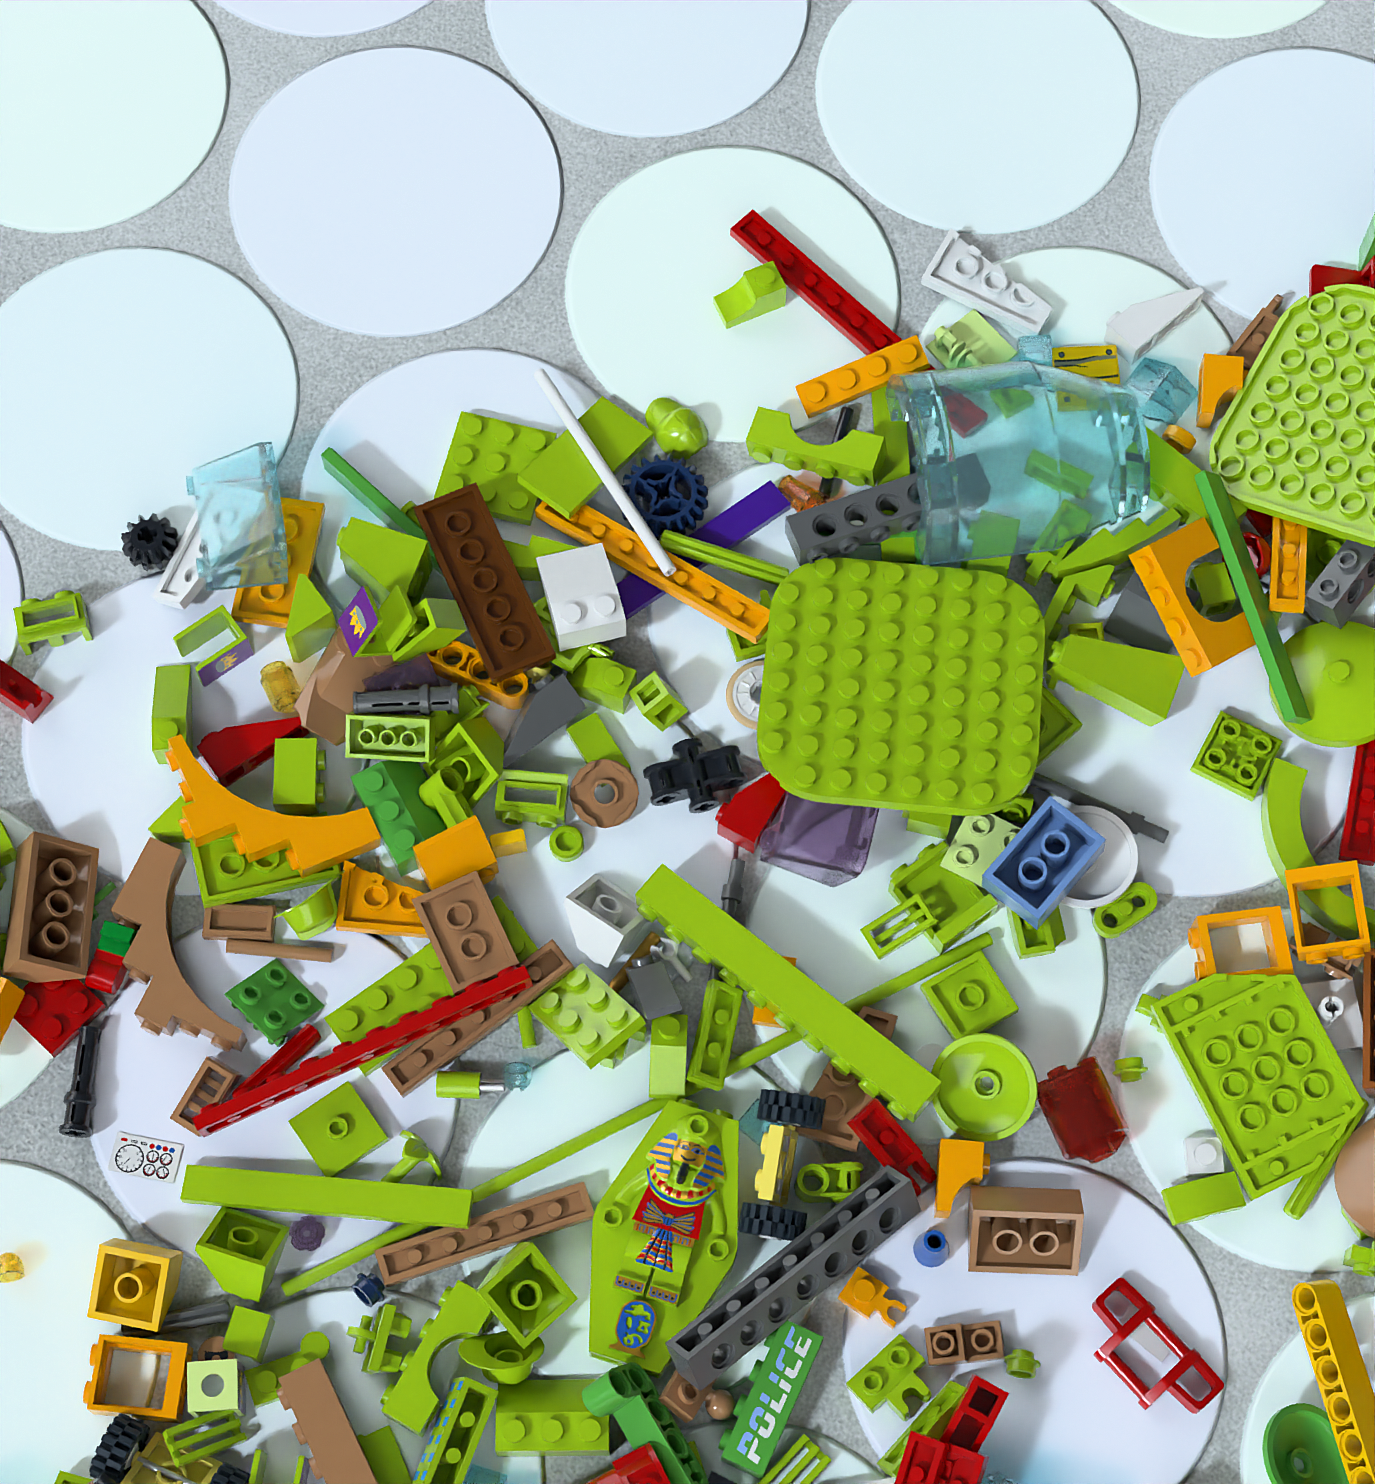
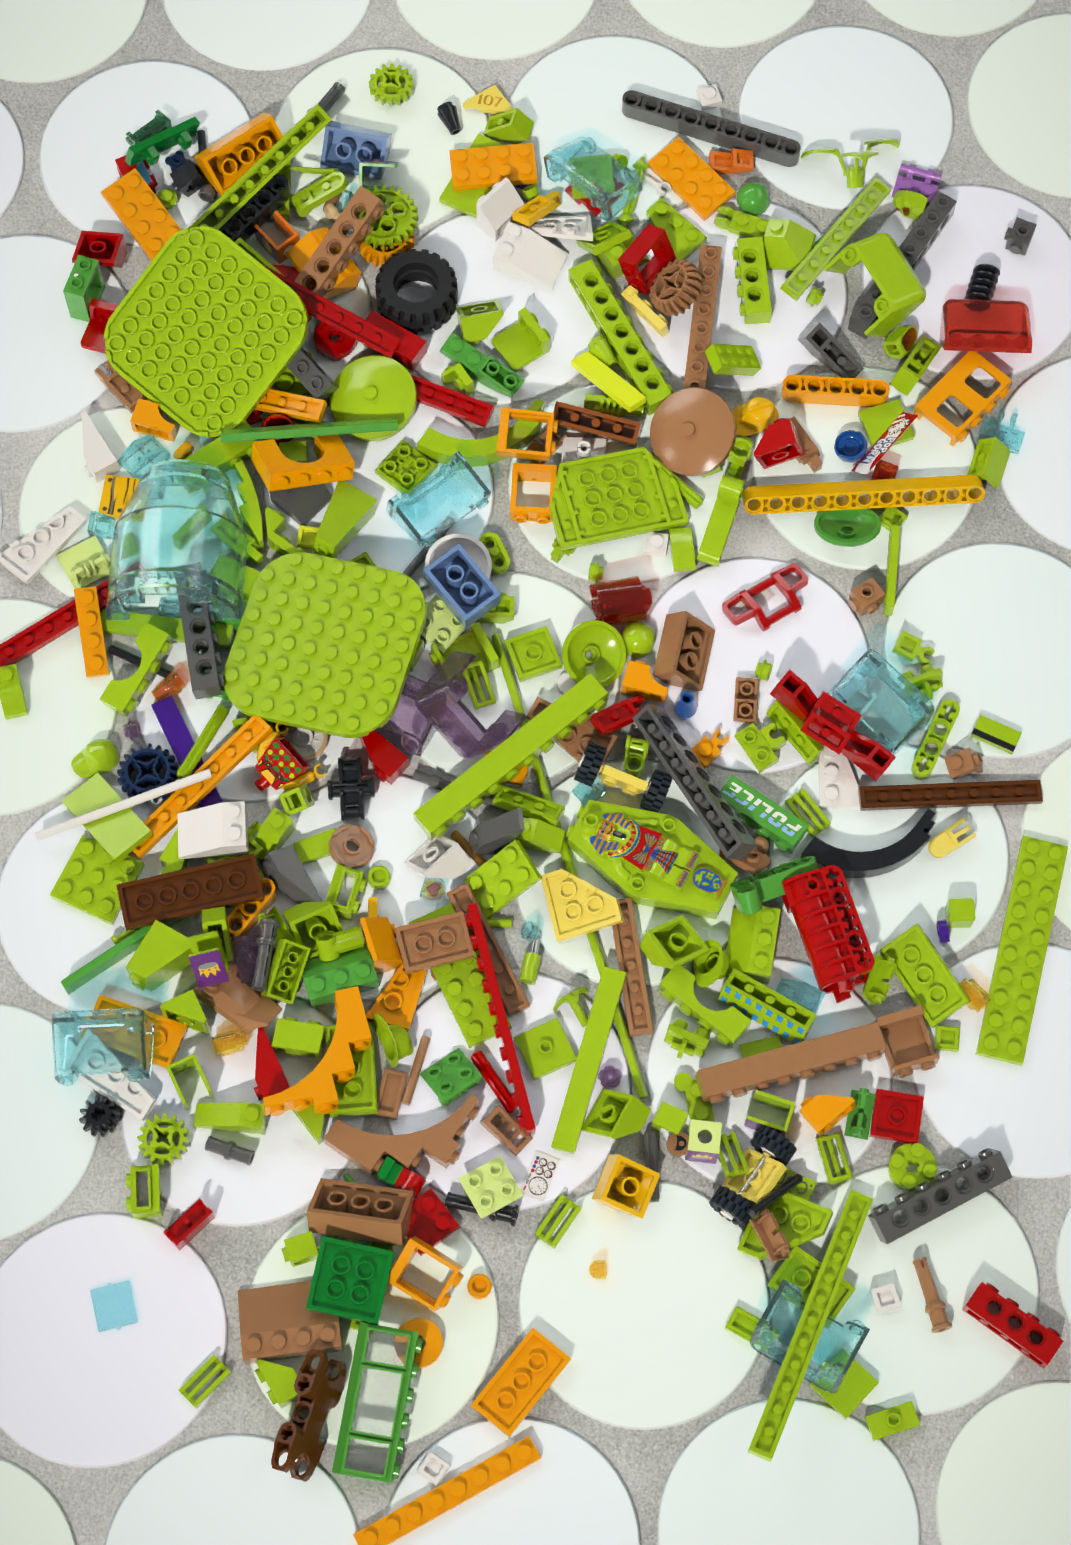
camera: 80 degrees left, 0 degrees up
(49, 1183) = (569, 1204): none -> lime tile
(109, 1085) = (490, 1187): none -> yellowish green hinge
(123, 643) = (157, 1146): none -> lime gear
(124, 720) = (229, 1150): none -> dark grey pin
(176, 1385) = (693, 1169): light orange window -> none
(369, 1289) = (652, 1043): dark blue plate -> none
(558, 924) = (433, 889): none -> clear light blue tile
(566, 1136) = (578, 906): none -> light yellow plate
(671, 956) = (468, 825): white hand -> none
(709, 669) = (282, 764): none -> torso
(727, 464) = (132, 729): none -> clear purple plate
(845, 859) = (442, 706): none -> clear purple windscreen
(1031, 1155) = (638, 639): none -> lime hair
(1182, 806) = (439, 501): none -> clear light blue windscreen
(1265, 1252) = (721, 520): none -> lime beam

